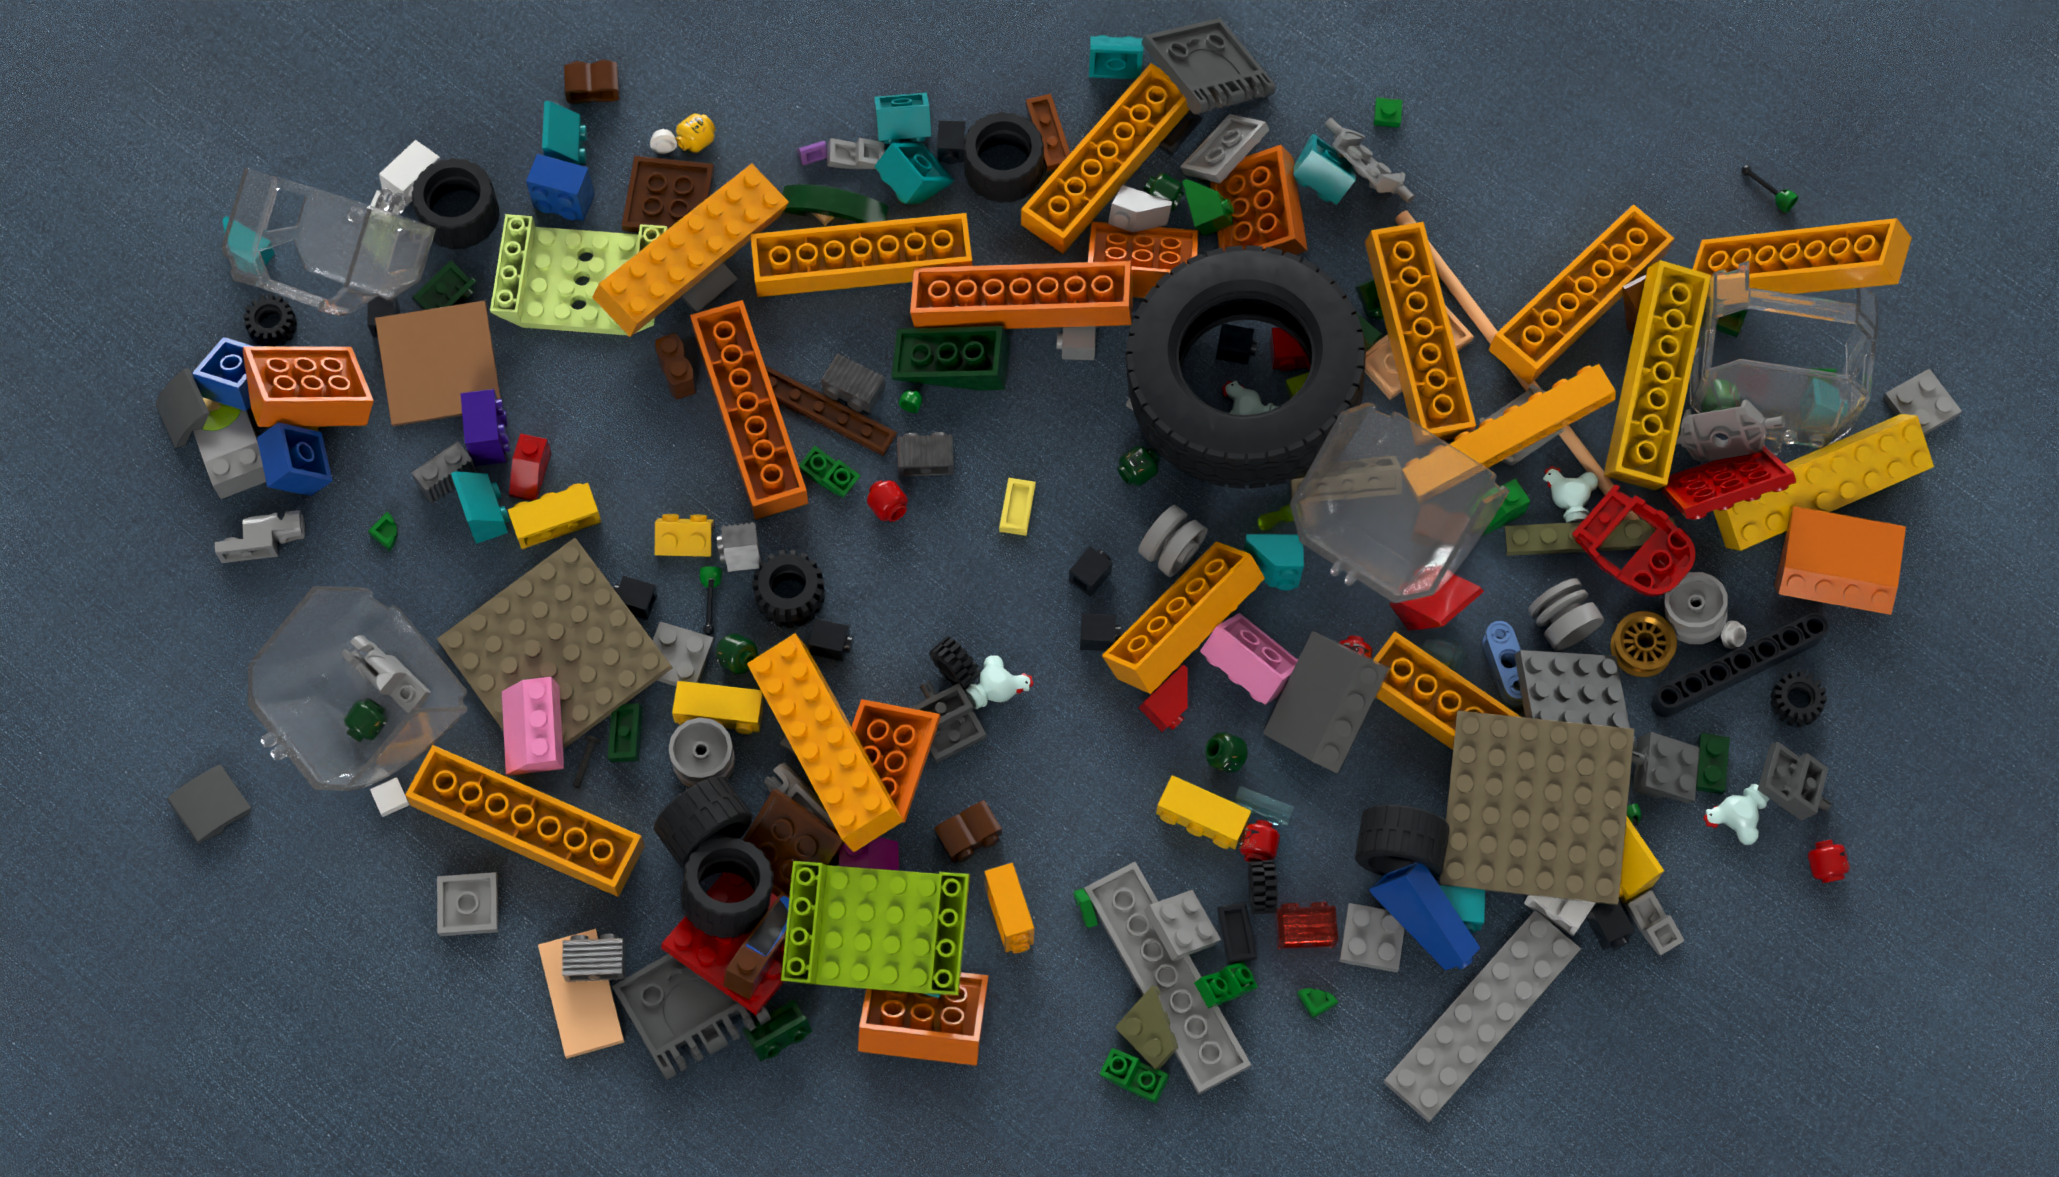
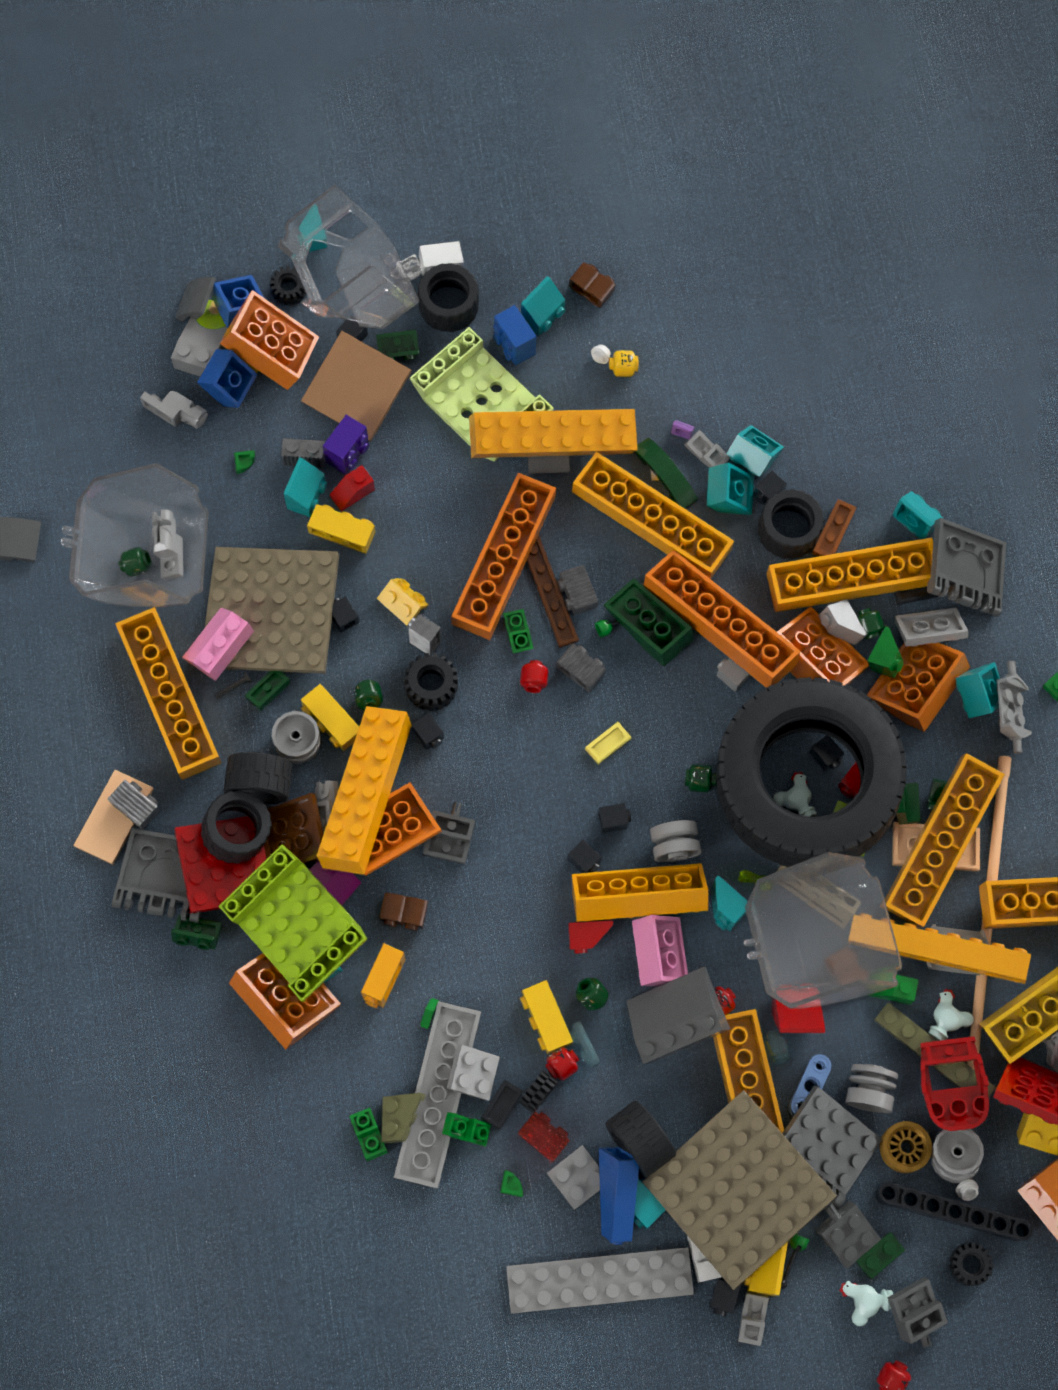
camera: 40 degrees right, 5 degrees up
(389, 797) = (111, 615): white tile -> none
(467, 904) = (98, 713): light grey plate -> none
(664, 191) = (574, 385): reddish brown plate -> none
(675, 366) = (486, 496): reddish brown brick -> none
(685, 652) = (341, 669): light grey plate -> none
(710, 578) = (394, 638): hinge -> none
(758, 950) = (220, 878): slope -> none
(954, 662) = (483, 806): black tyre -> none
(996, 684) = (498, 838): light aqua animal -> none

